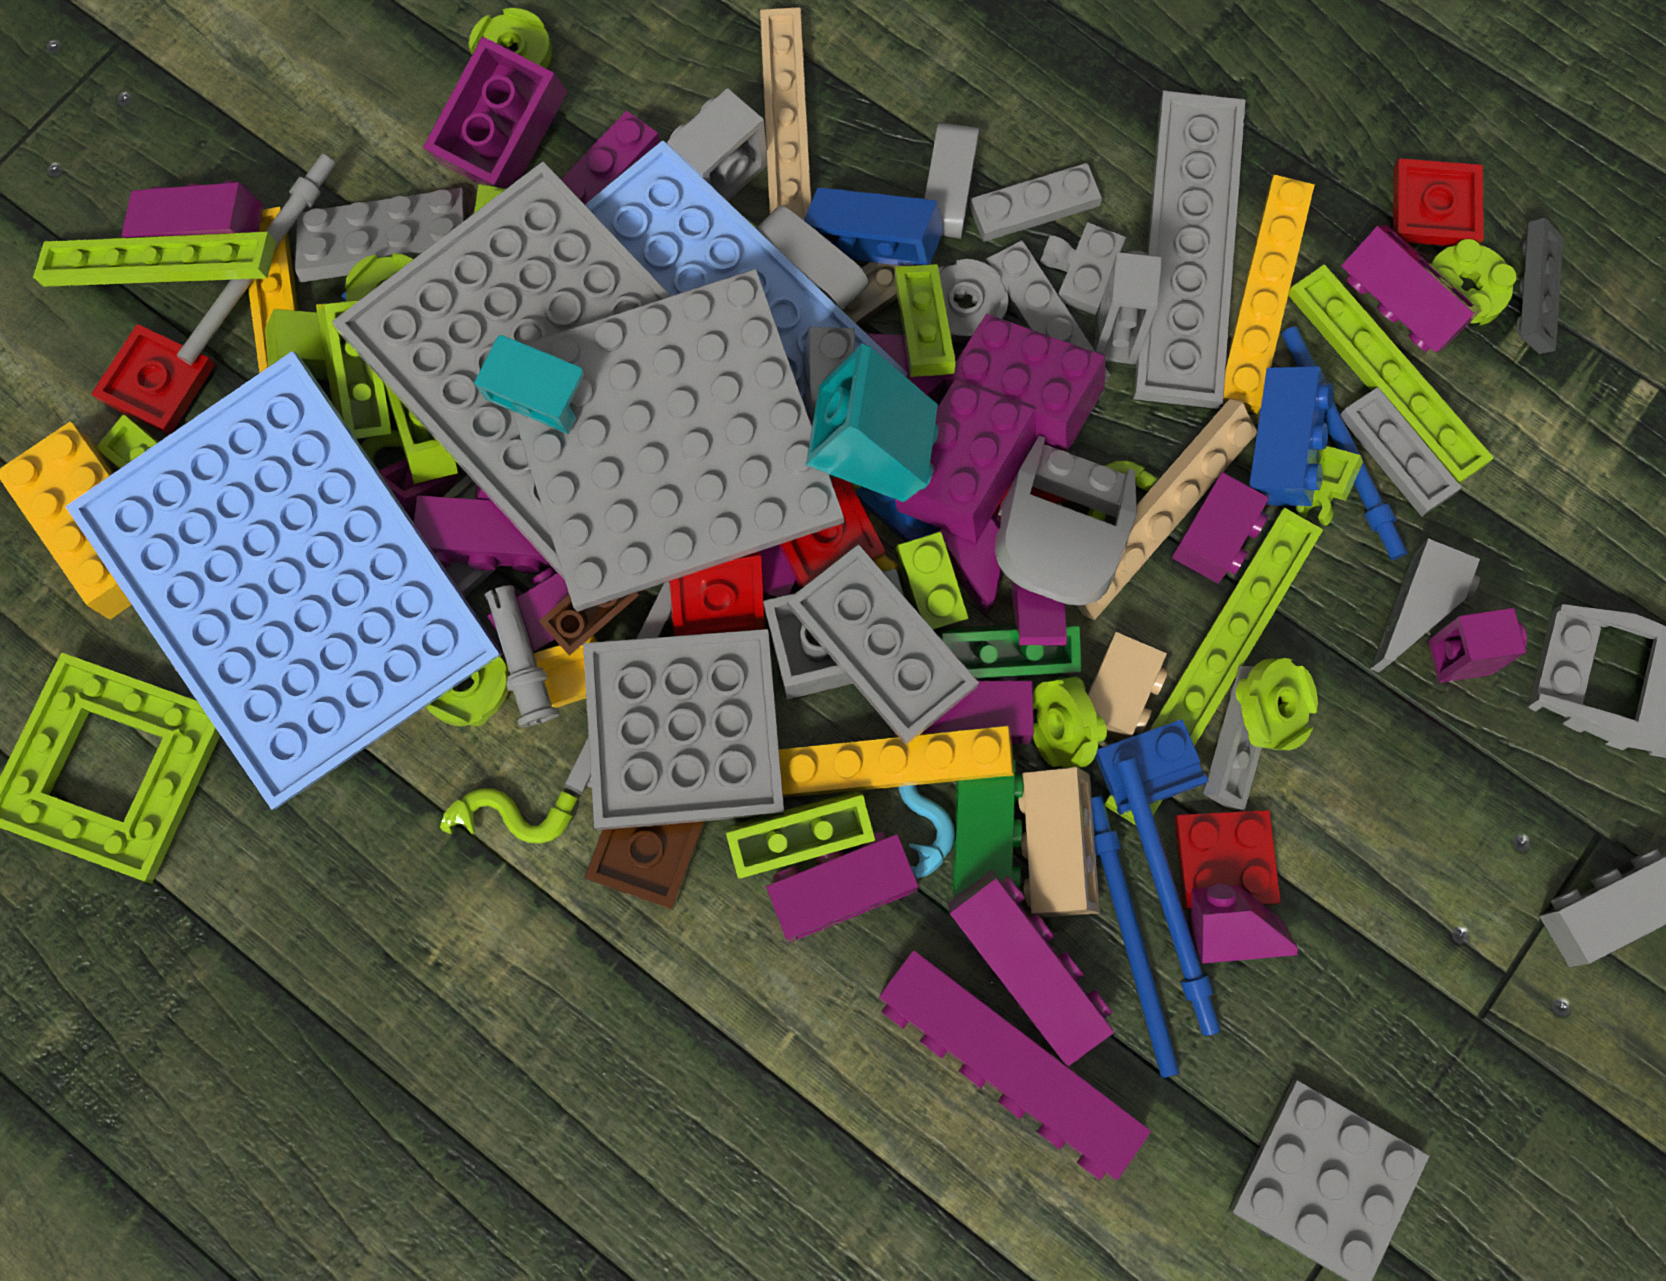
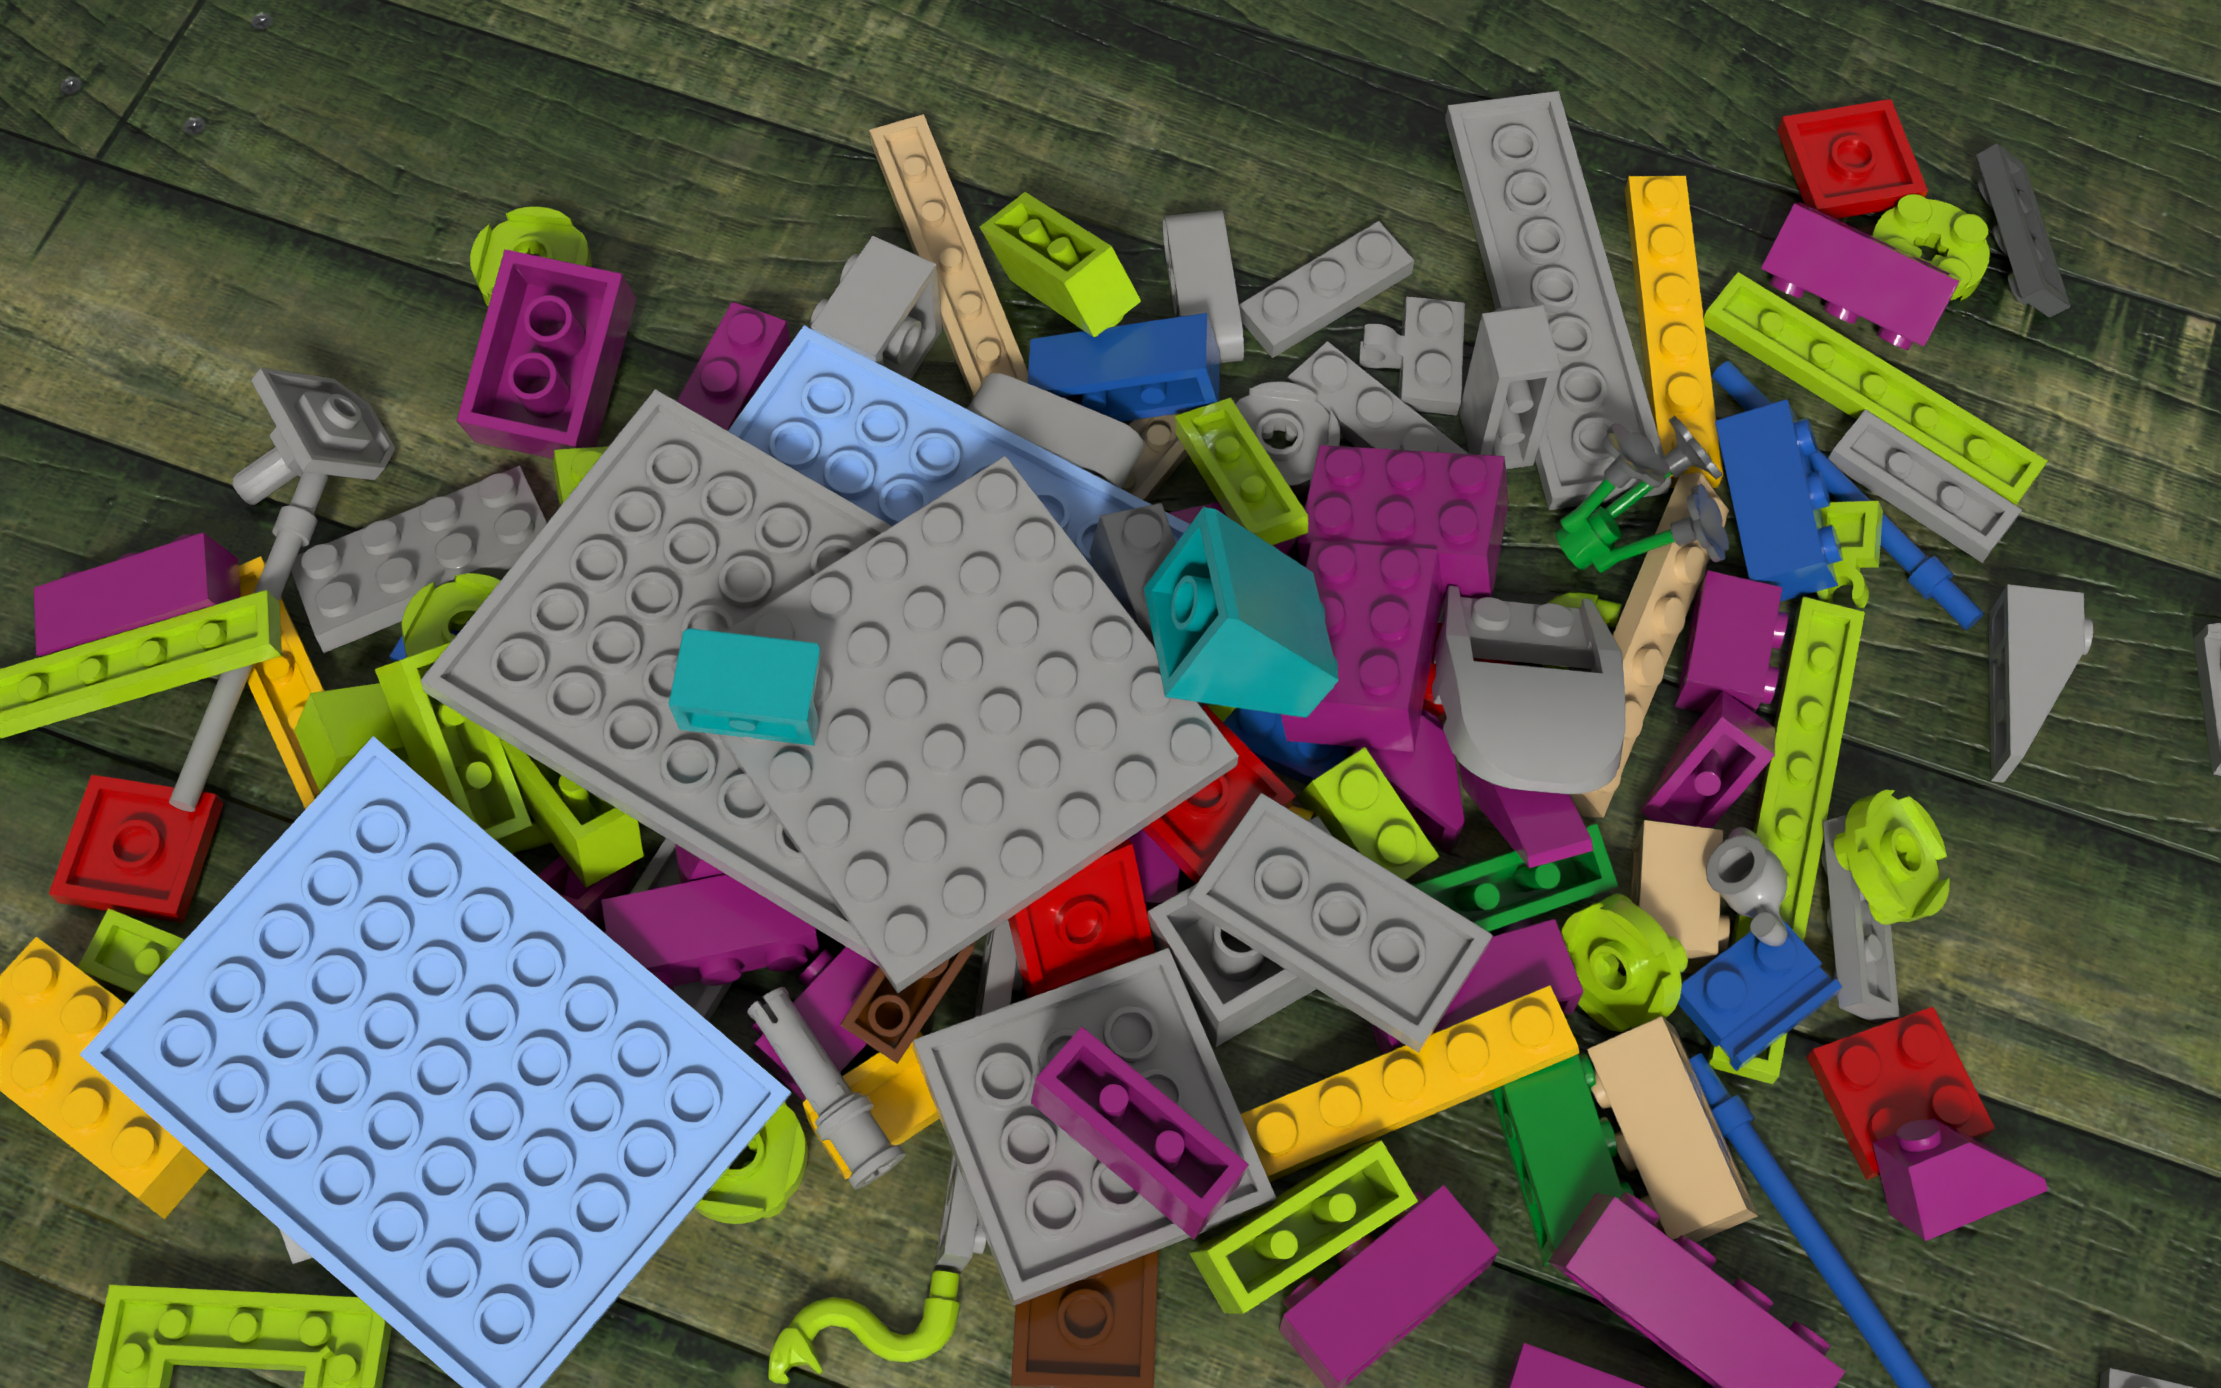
camera: 20 degrees left, 10 degrees down
(338, 131) = (317, 431): none -> light grey piece
(700, 746) = (1138, 1132): none -> magenta brick
(852, 140) = (1061, 264): none -> lime brick
(931, 855) = (1493, 1207): medium azure animal -> none
(1152, 425) = (1590, 535): none -> plant
(1170, 694) = (1751, 883): none -> light grey piece
(1177, 607) = (1712, 765): none -> magenta slope
(1195, 983) = (1923, 1274): blue bar -> none
(1477, 645) = (2123, 705): magenta brick -> none

